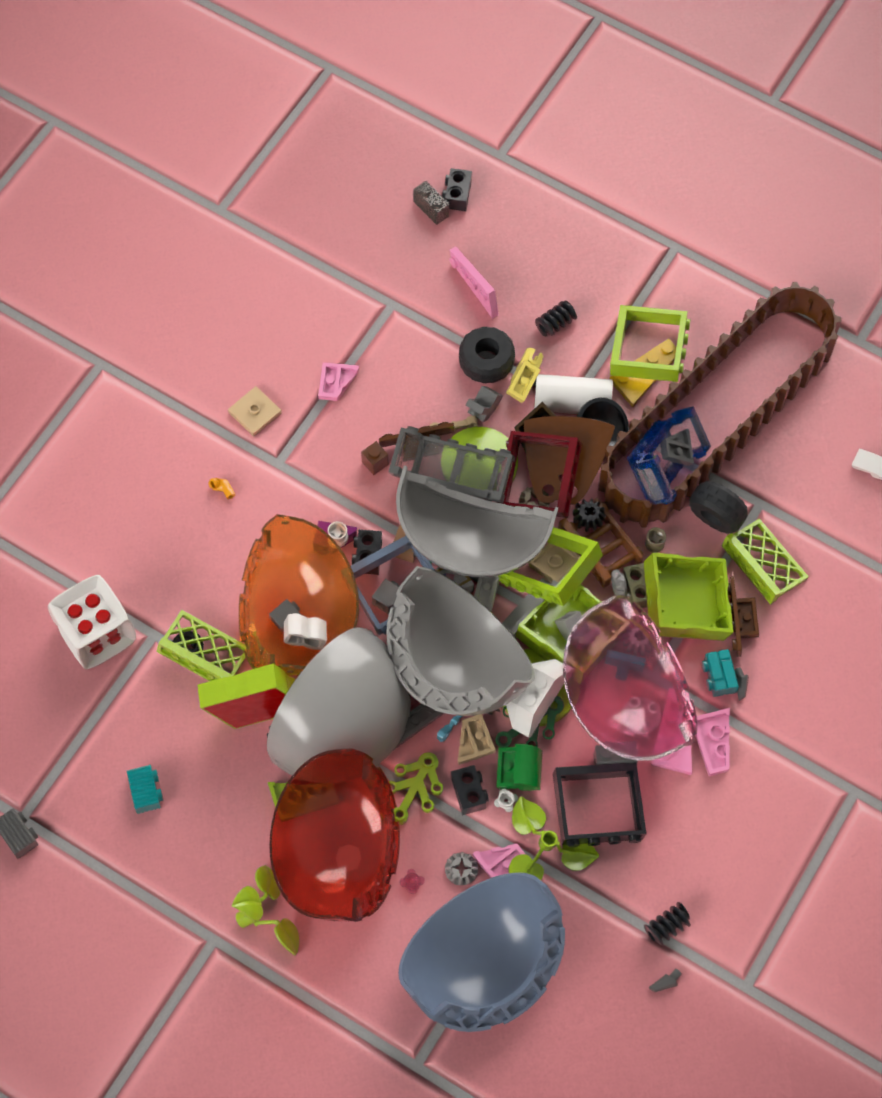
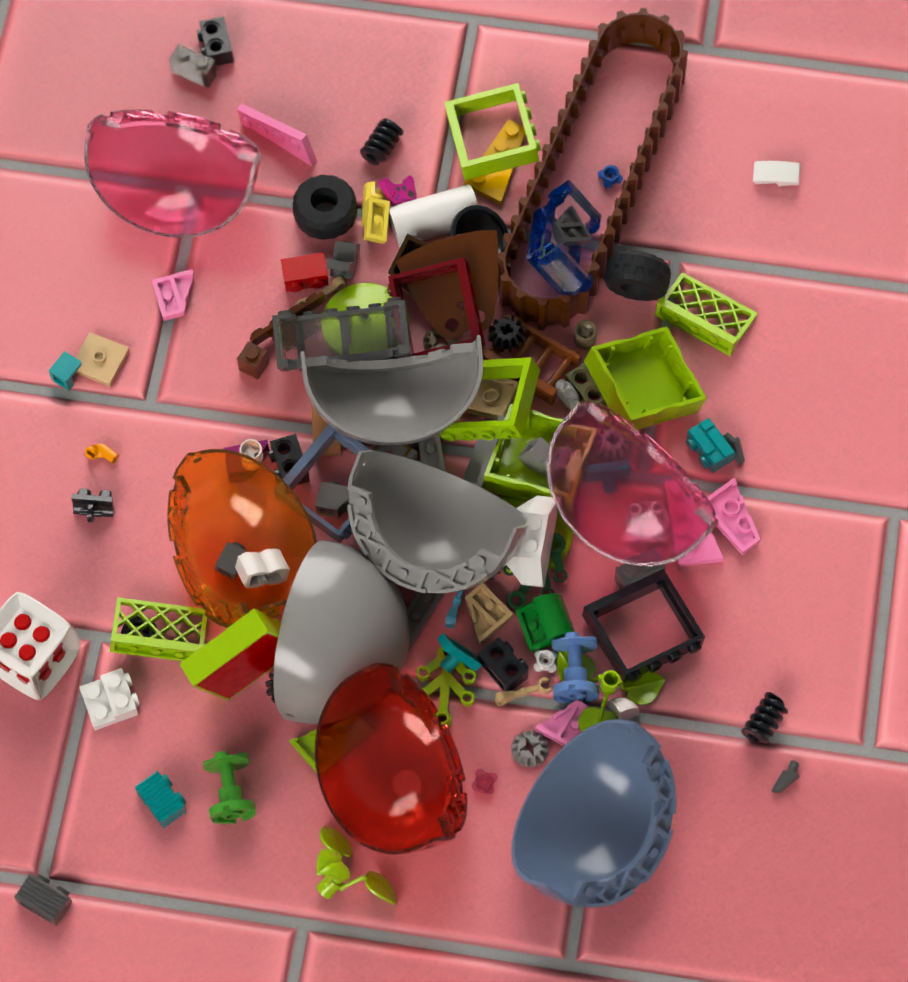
camera: 20 degrees left, 0 degrees up
(141, 690) = (110, 699): none -> white plate
(195, 527) = (93, 505): none -> black hips
(199, 809) = (230, 796): none -> bright green piece
(221, 408) = (64, 369): none -> teal panel
(370, 278) = (170, 170): none -> clear pink windscreen
(433, 764) = (456, 654): none -> teal tile
(447, 402) = (304, 272): none -> red brick
(459, 817) = (504, 697): none -> tan piece
(523, 823) = (575, 676): none -> medium blue piece
(551, 365) = (398, 192): none -> dark pink piece
(552, 867) = (623, 708): none -> white brick
(735, 411) = (610, 170): none -> blue plate
(744, 618) = (710, 380): reddish brown bracket -> none

